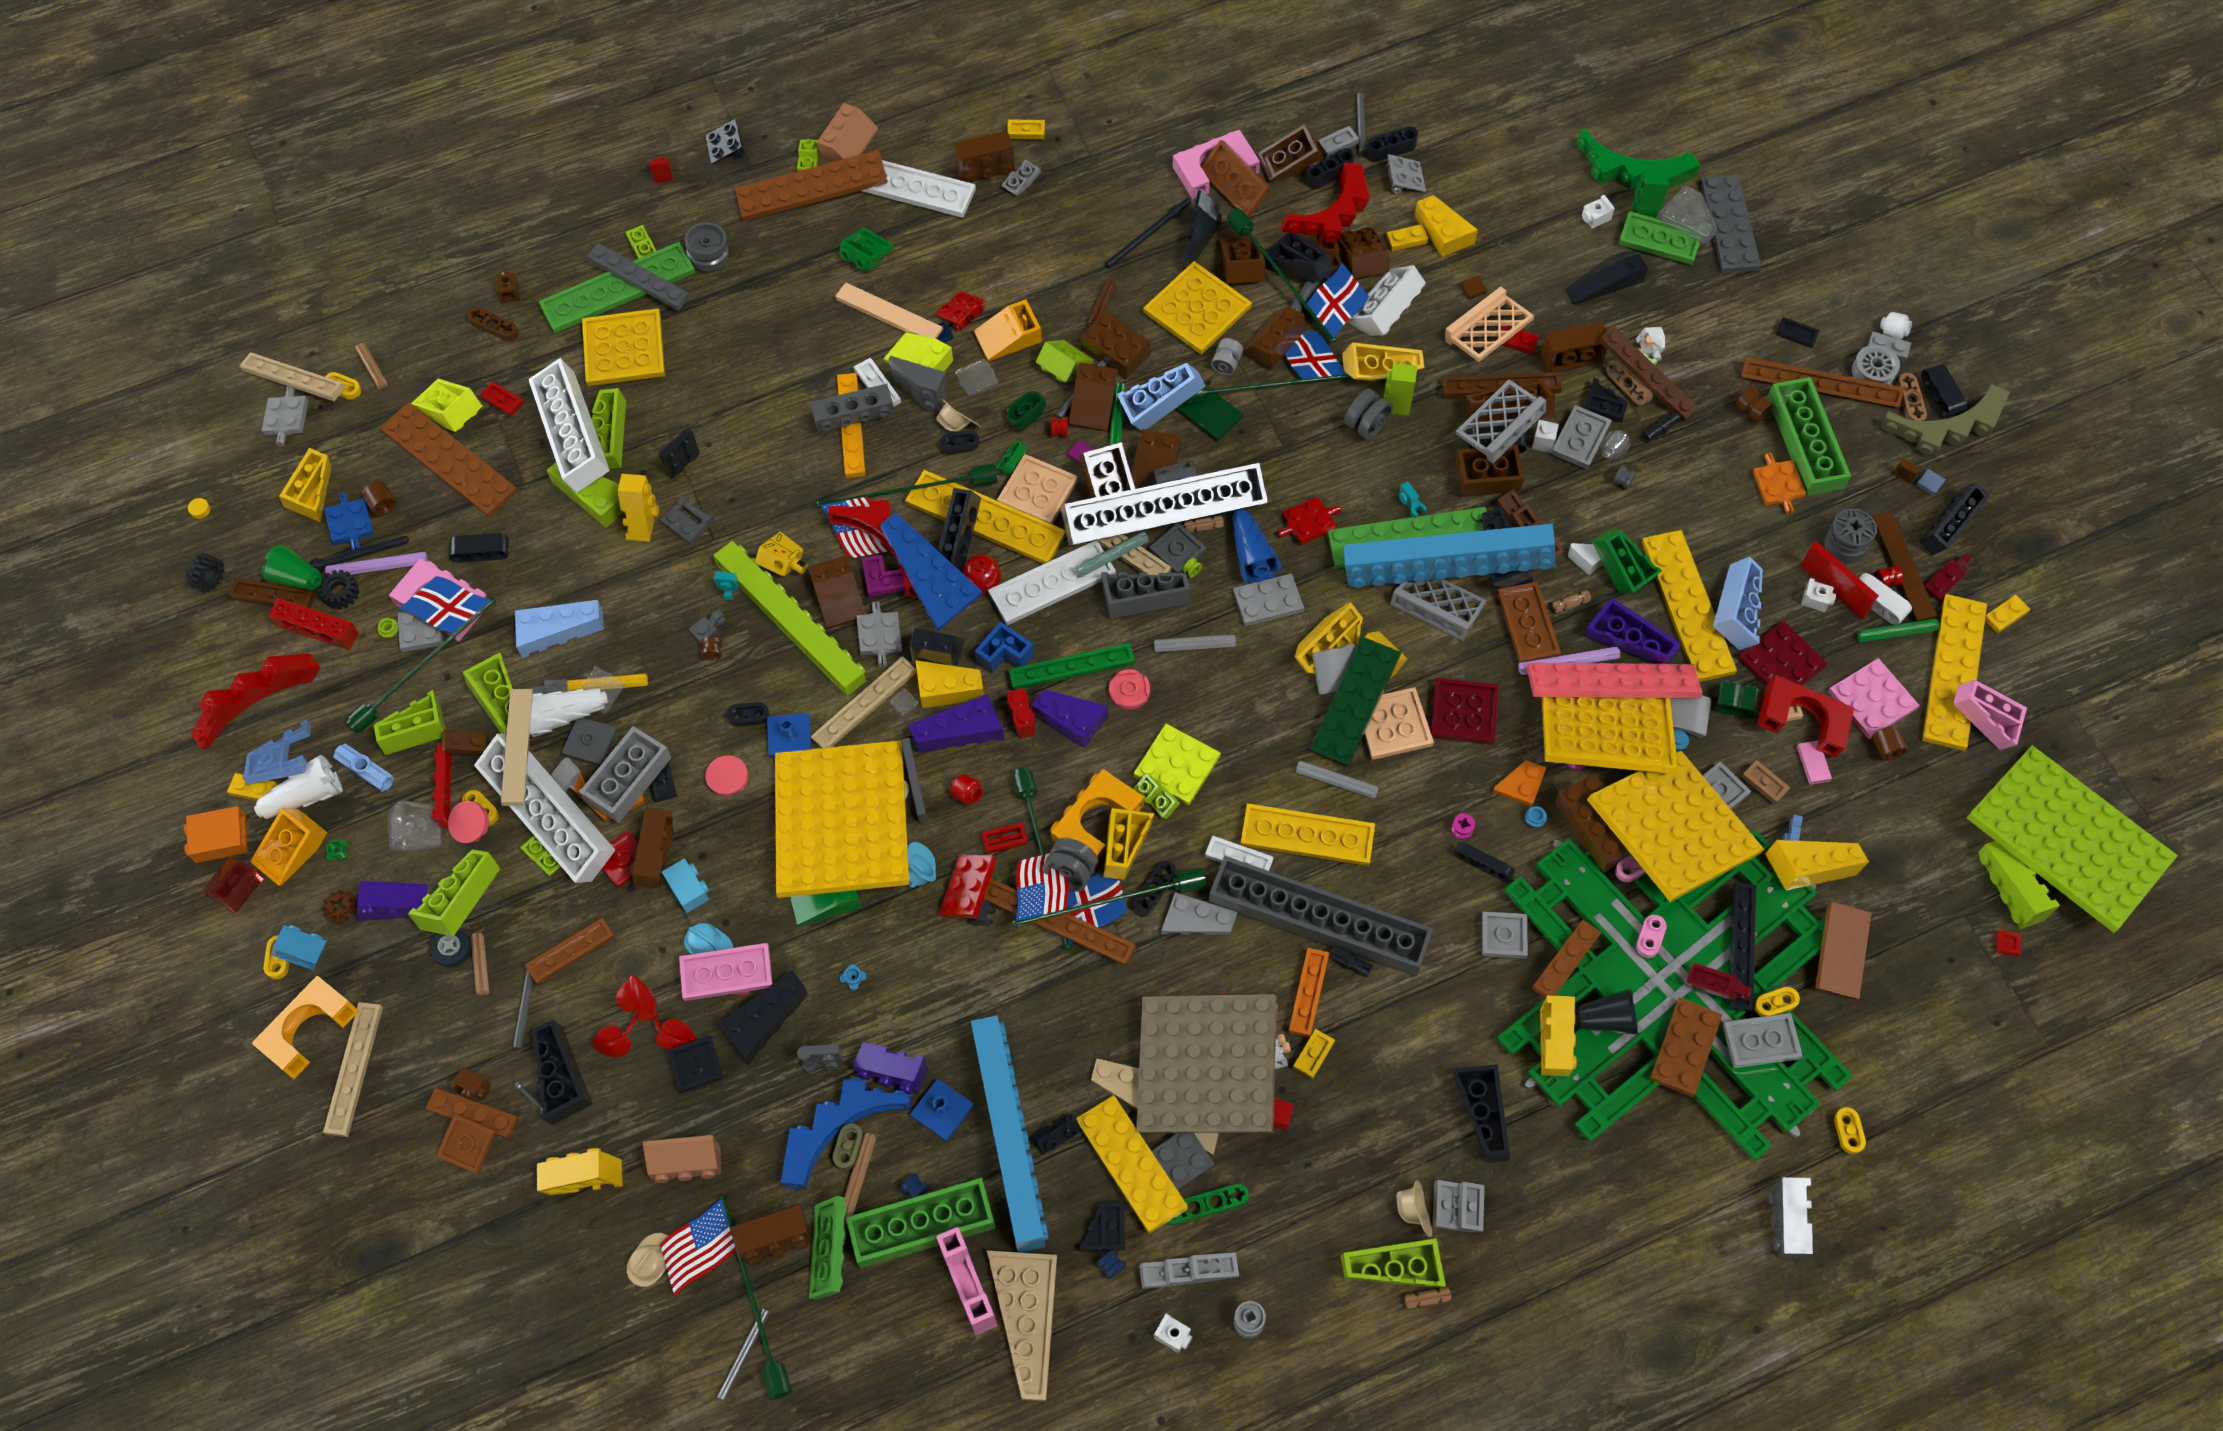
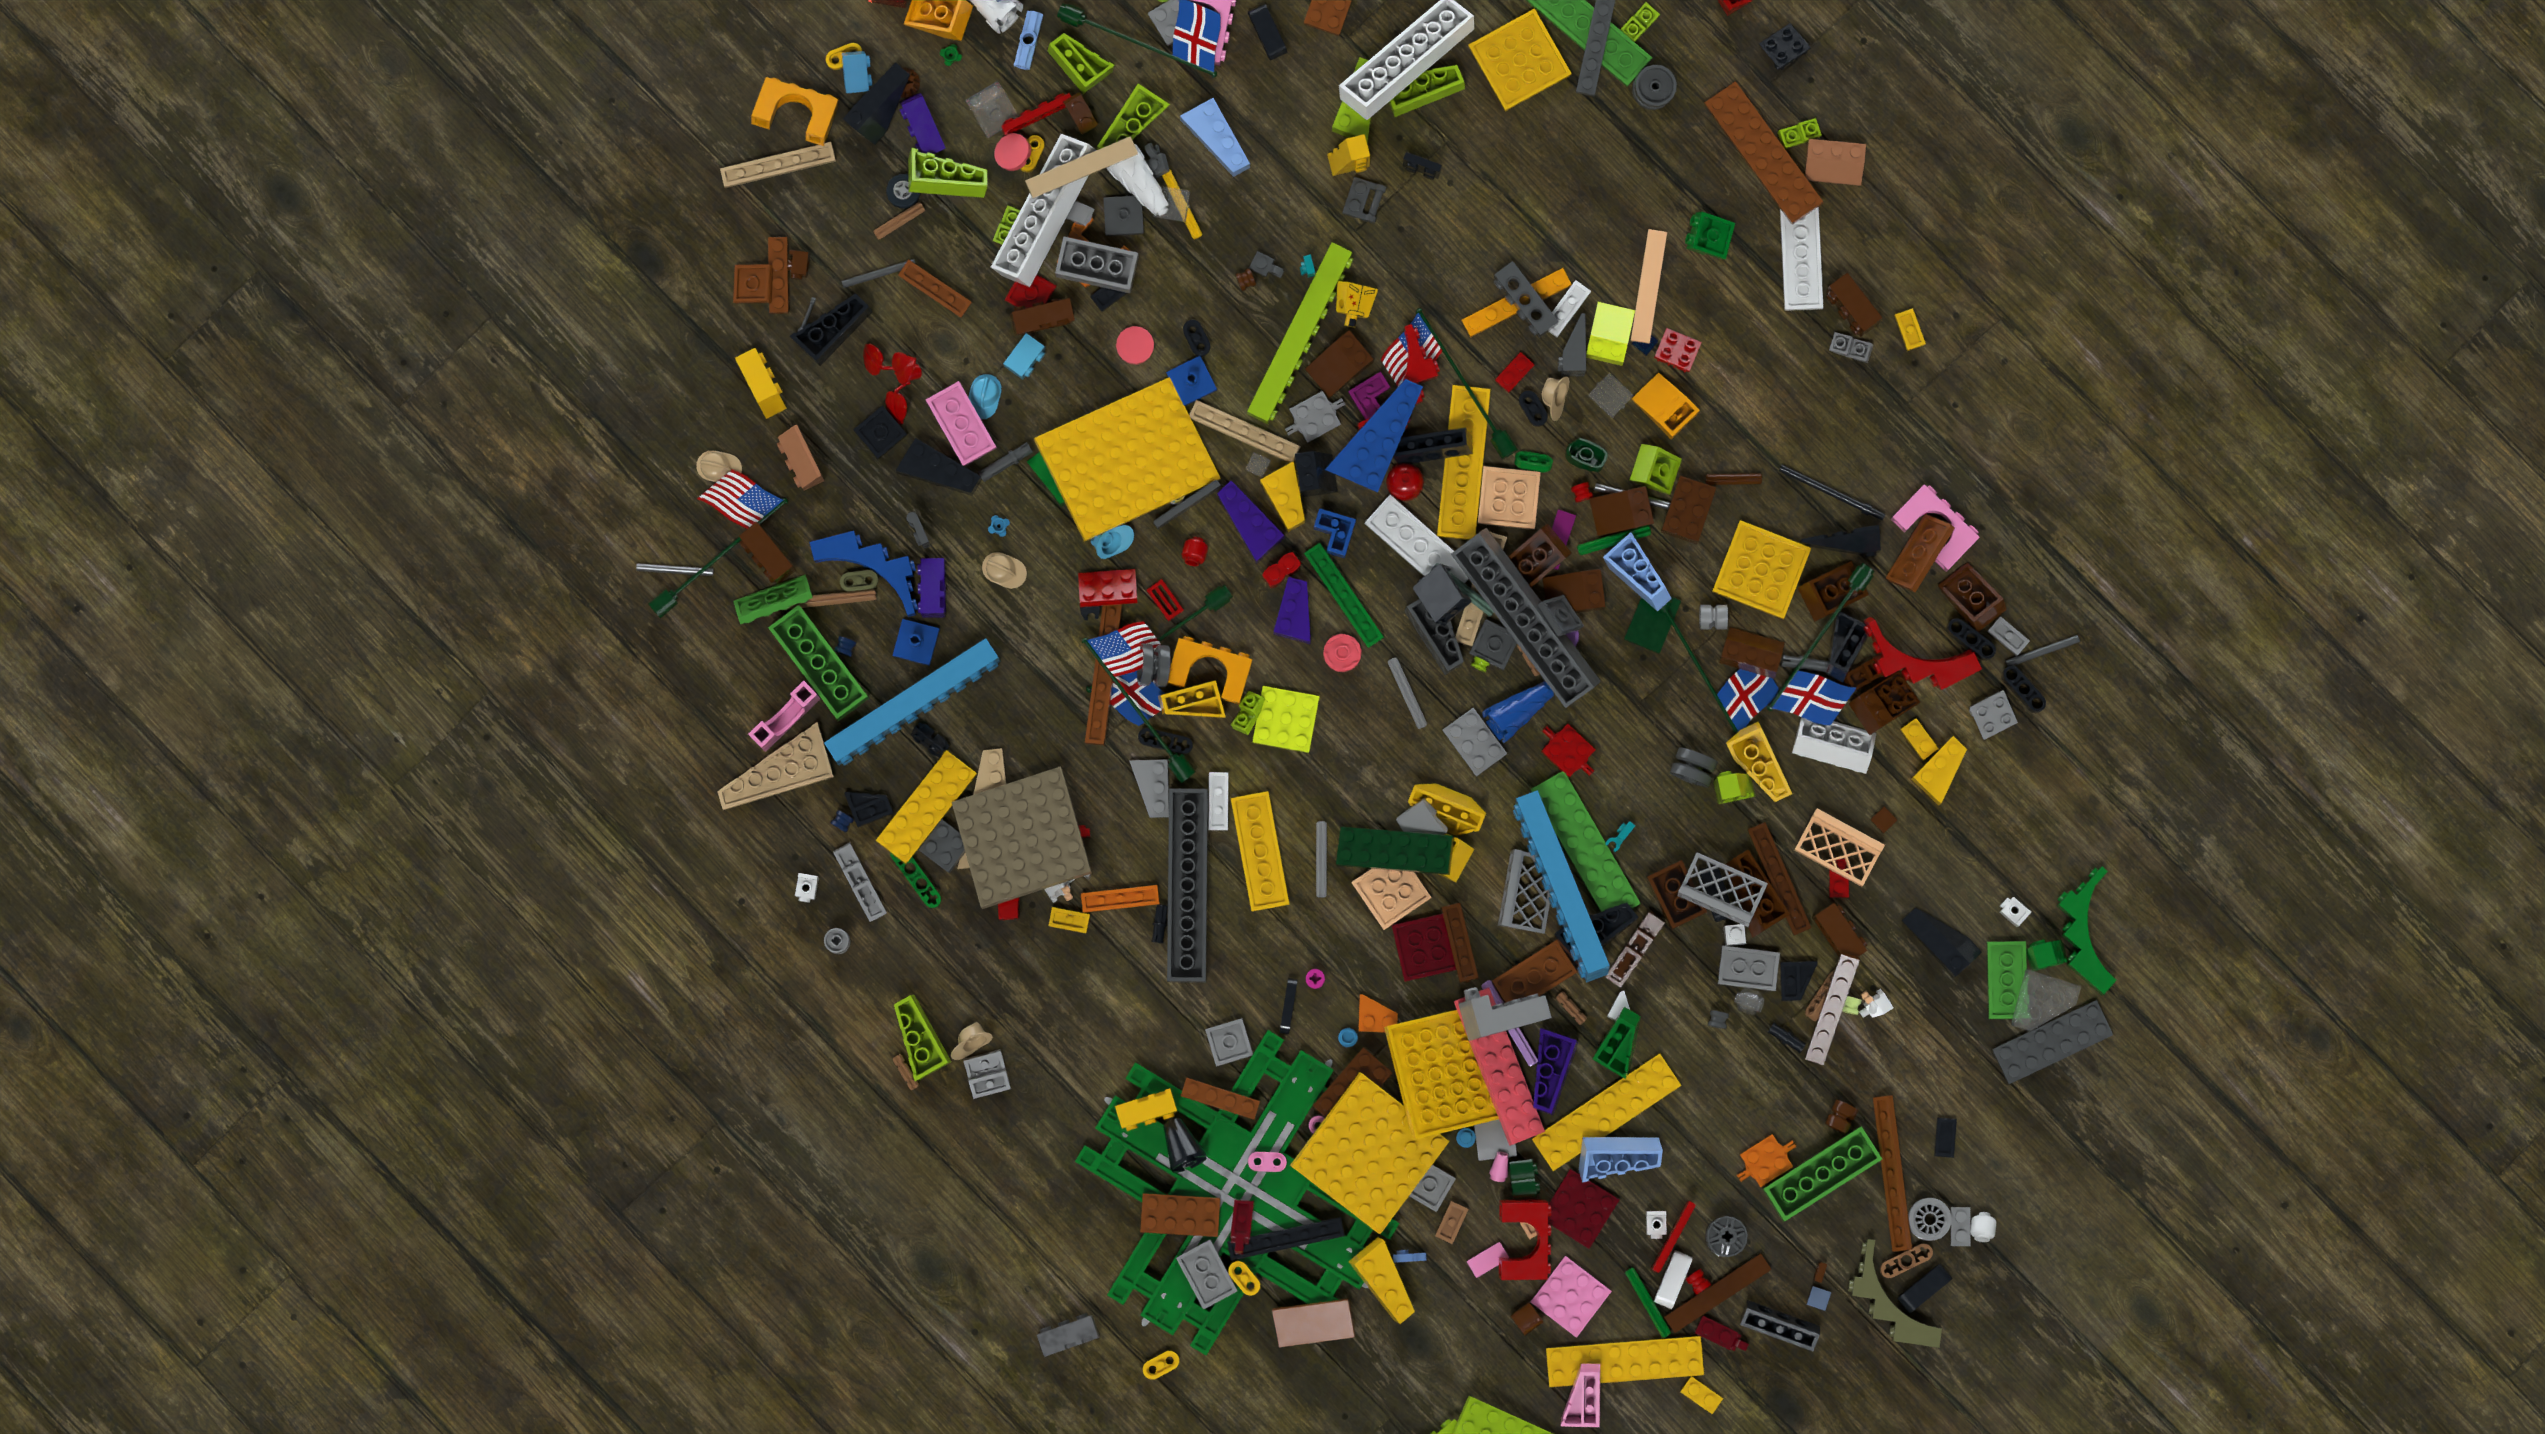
camera: 70 degrees right, 20 degrees up
(348, 940) = (876, 108): none -> black wedge
(786, 936) = (1008, 460): none -> dark grey pin
(902, 989) = (1004, 570): none -> tan piece
(917, 448) = (1514, 372): none -> red plate
(1110, 565) = (1441, 595): none -> black panel
(1479, 663) = (1459, 942): none -> reddish brown fence
(1483, 1102) = (1072, 1069): black wedge -> none
(1568, 655) = (1485, 1020): none -> light grey hinge
(1721, 717) = (1499, 1169): none -> bright pink cone

